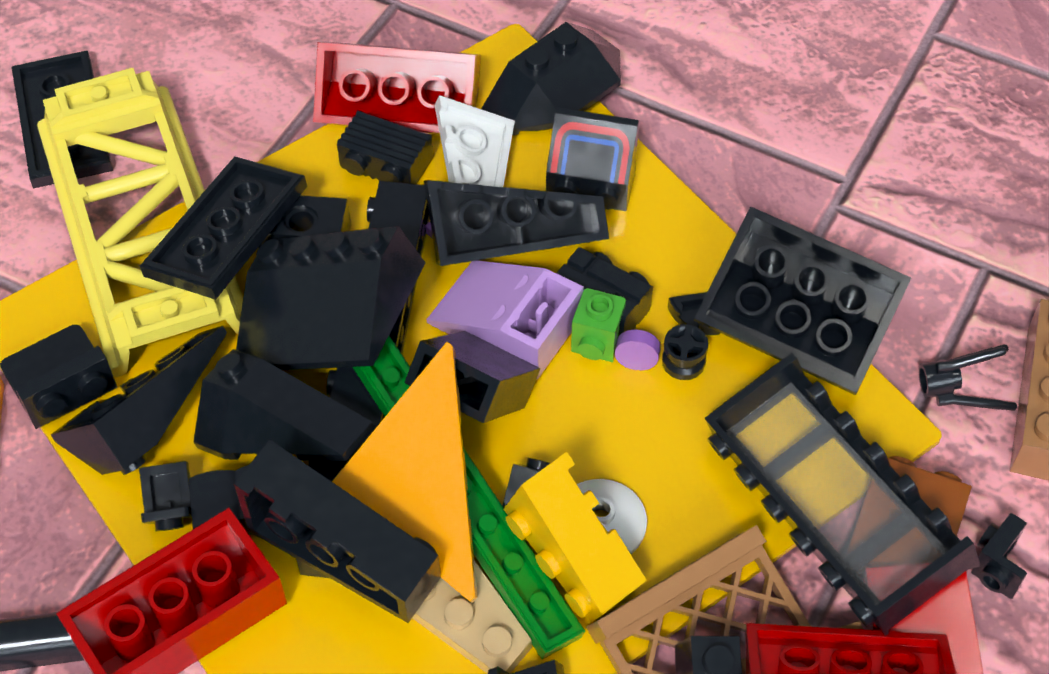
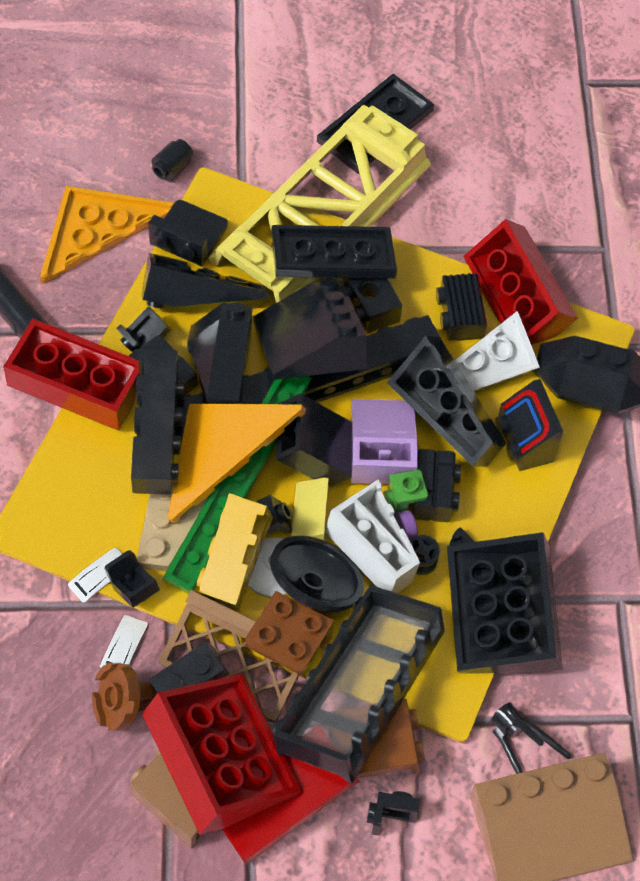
camera: 55 degrees right, 5 degrees up
(548, 433) = (310, 508): none -> light yellow slope
(643, 387) = (373, 540): none -> white wedge
(654, 469) = (316, 573): none -> black dish
(722, 538) = (289, 633): none -> dark orange bracket

